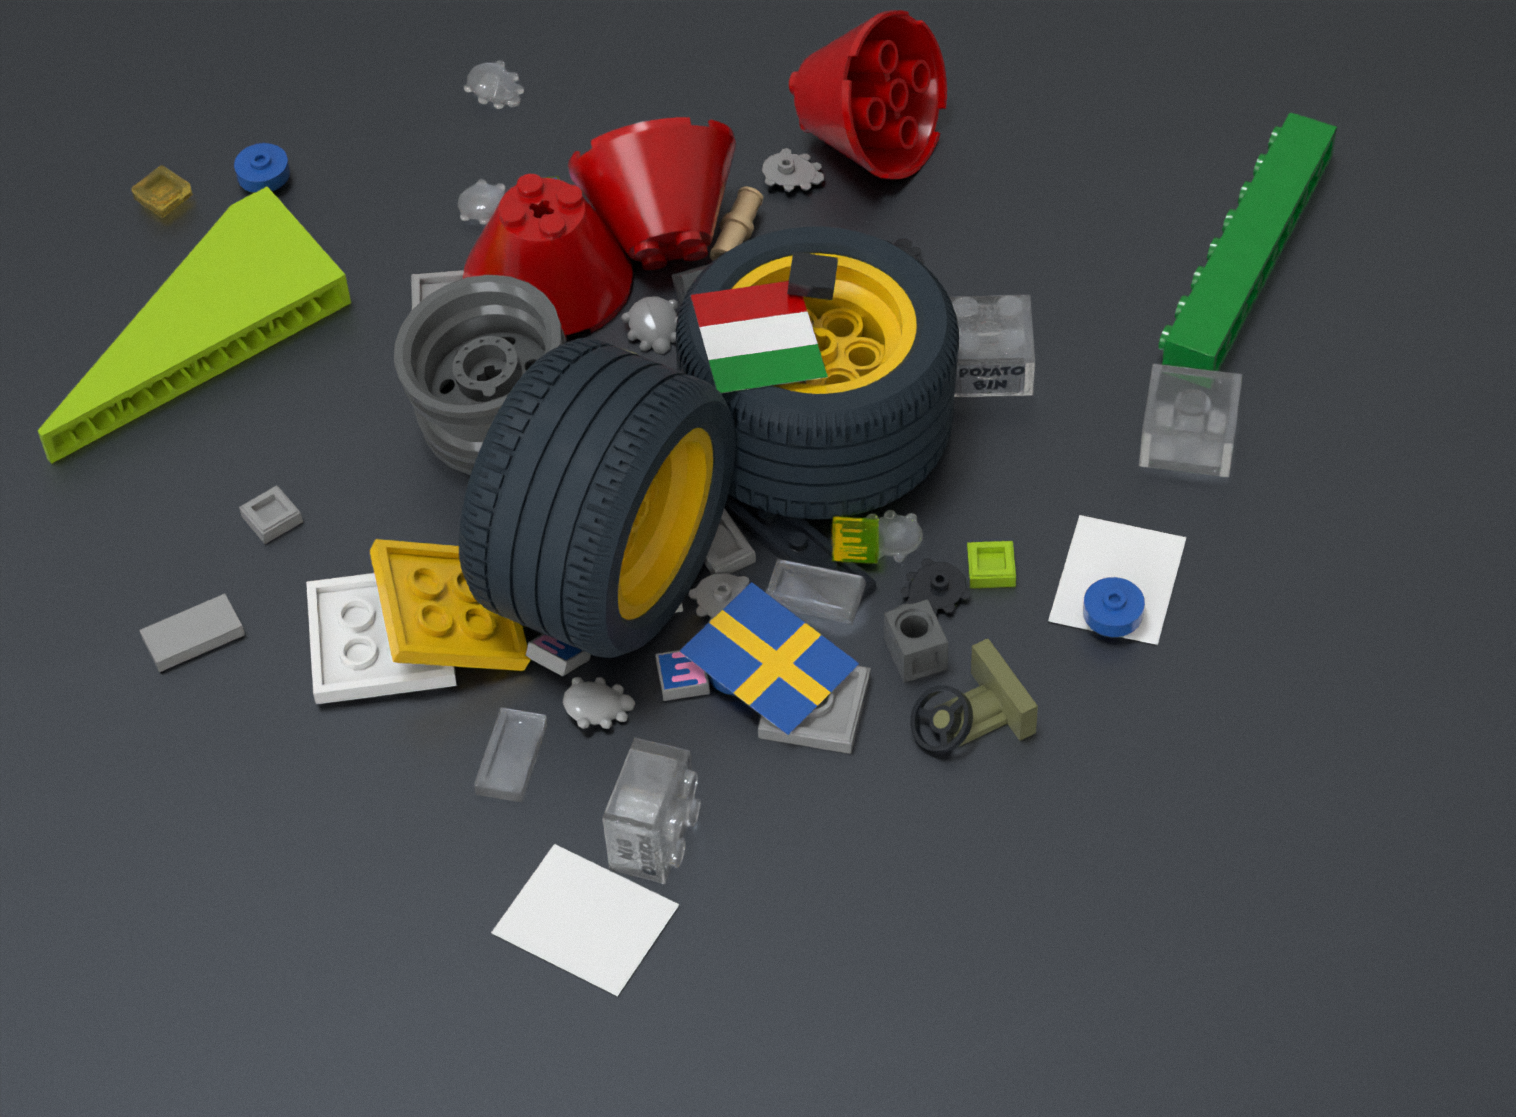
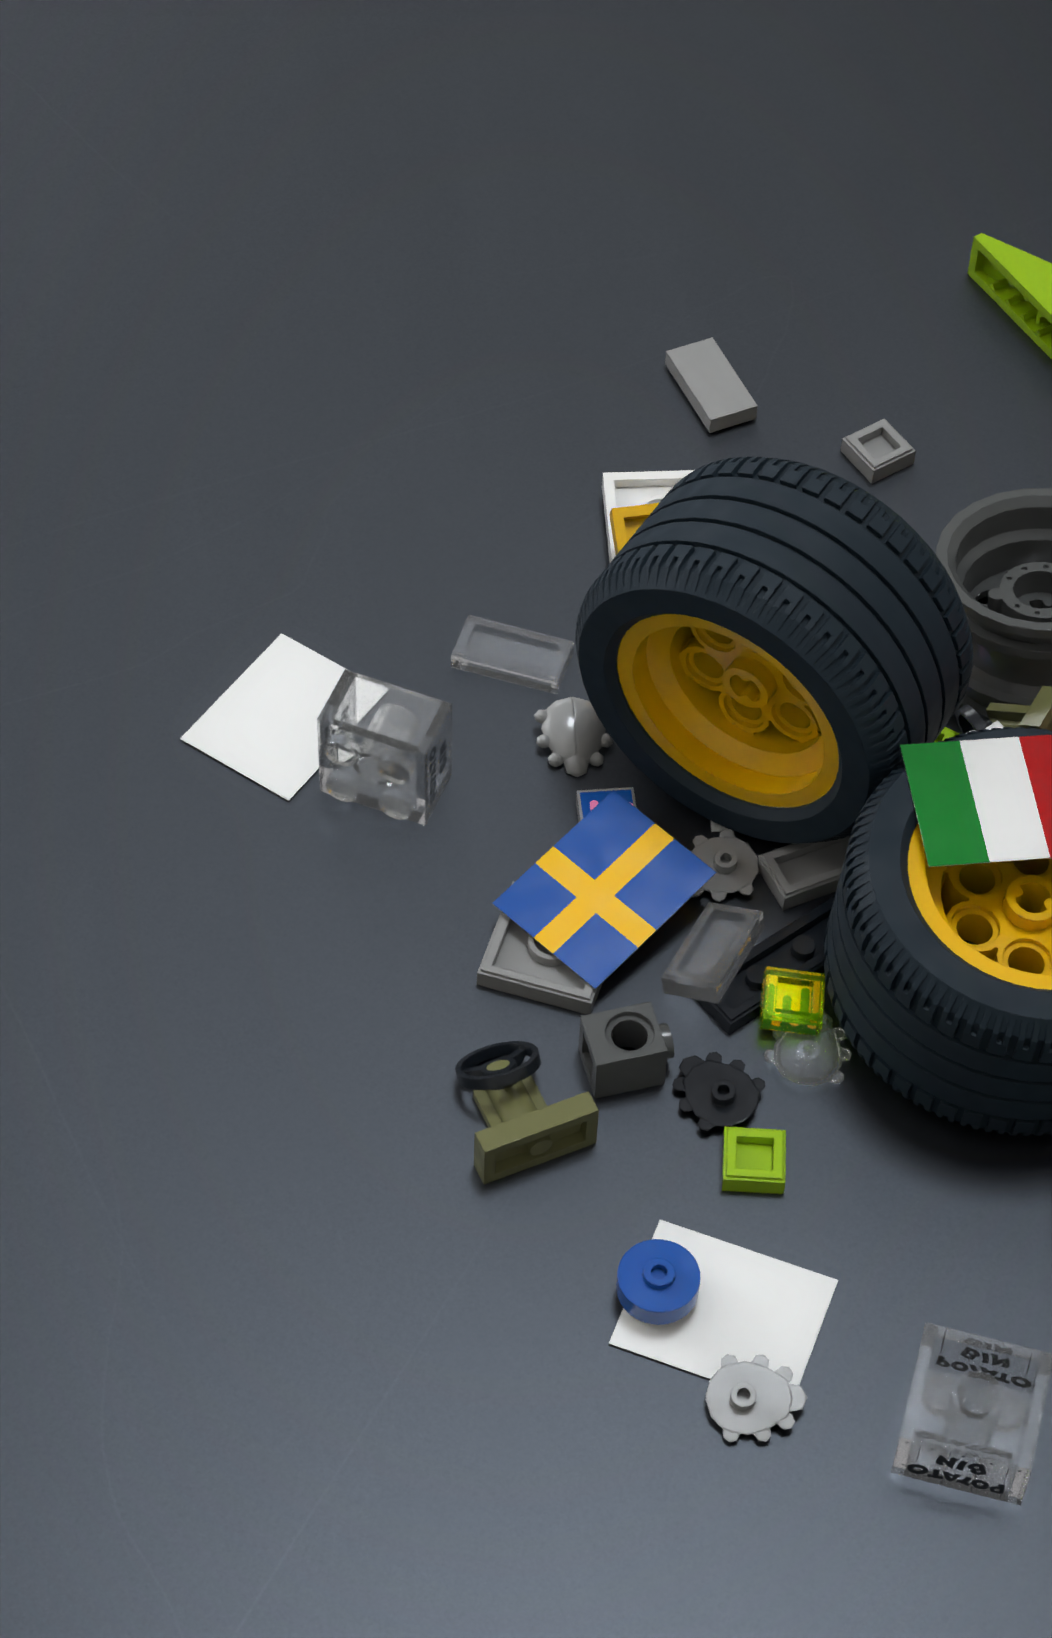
camera: 90 degrees right, 0 degrees up
(1189, 553) = (752, 1398): none -> light grey piece

